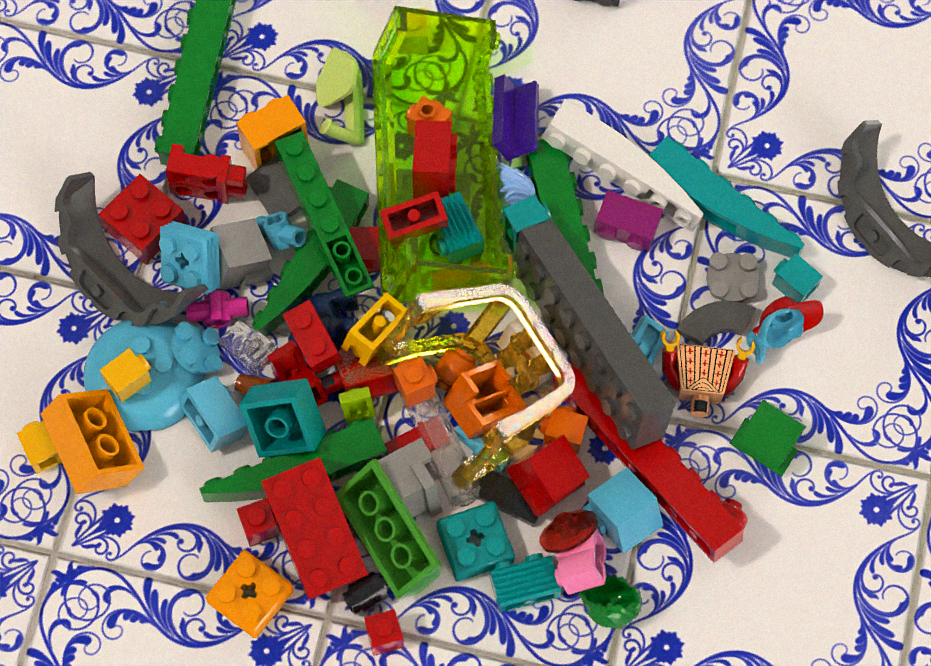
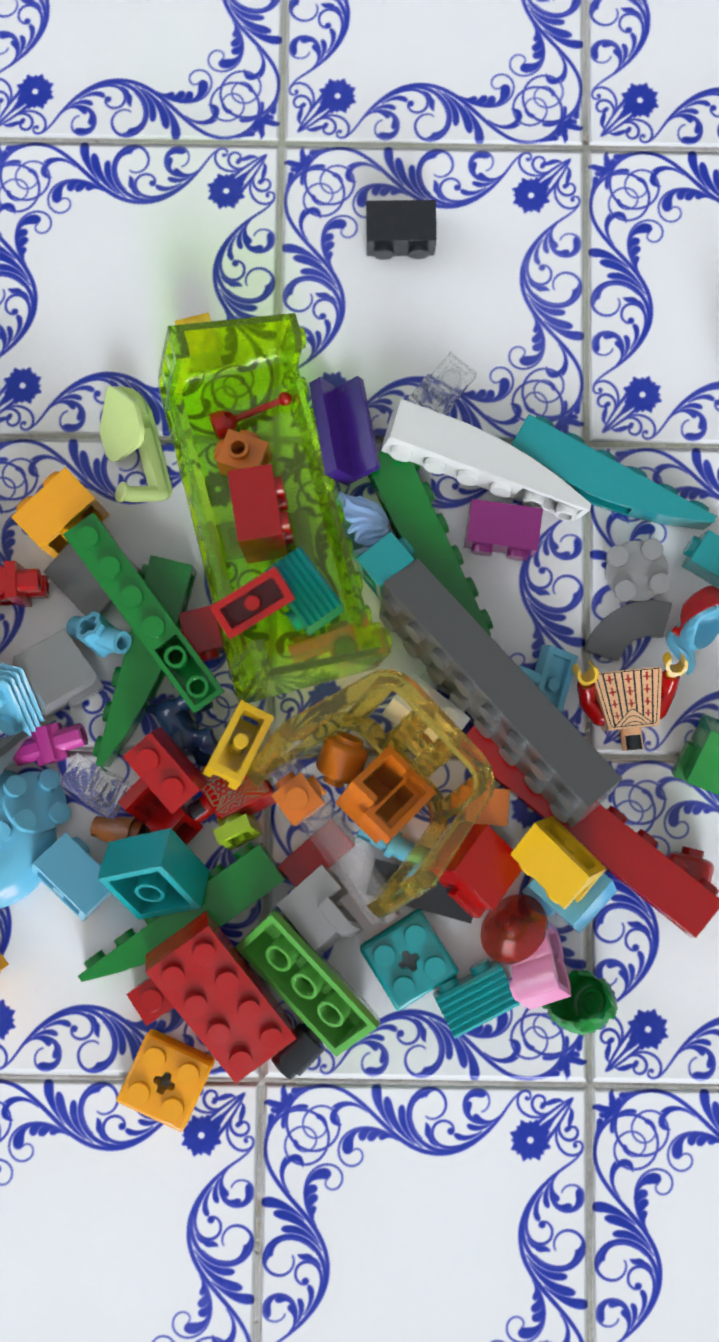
camera: 10 degrees left, 15 degrees up
(384, 632) = (328, 1094): red brick -> none
(417, 90) = (225, 420): none -> red hinge
(605, 101) = (444, 385): none -> clear brick
(614, 471) = (557, 861): none -> yellow brick

